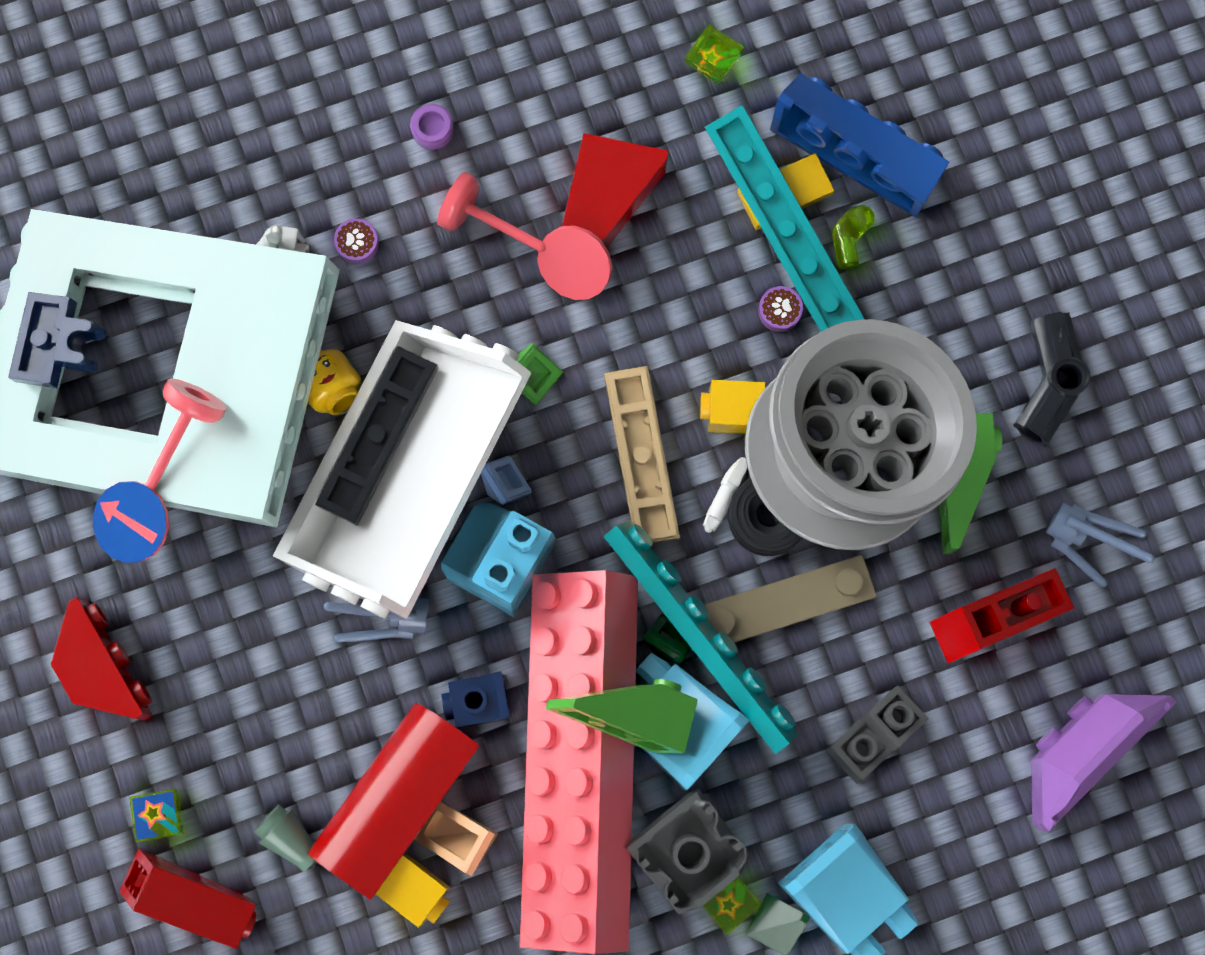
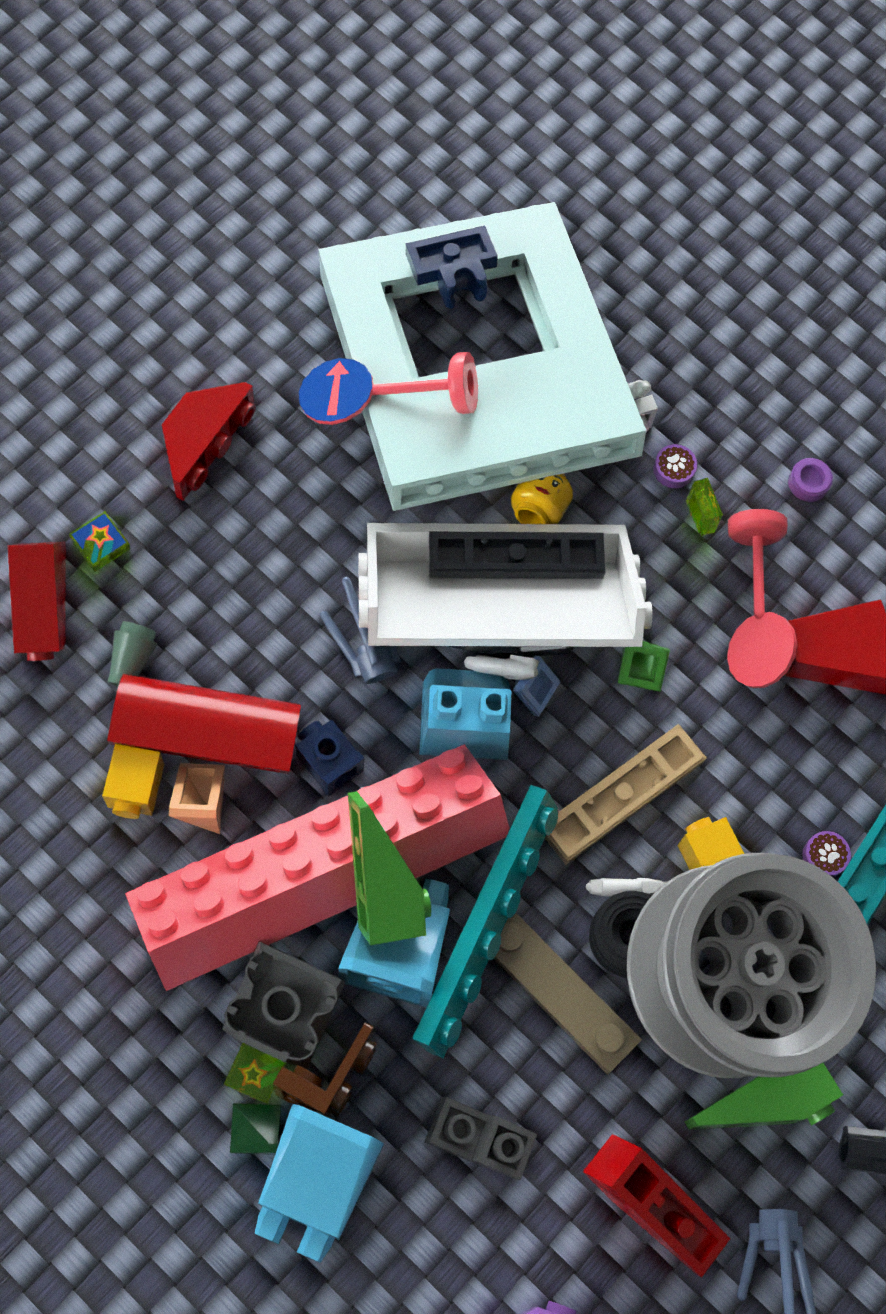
camera: 55 degrees right, 10 degrees down
(412, 238) = (704, 507): none -> clear neon green tile
(481, 495) = (511, 668): none -> white piece
(666, 641) = (464, 894): dark green slope -> none
(774, 868) = (304, 1087): none -> reddish brown bracket

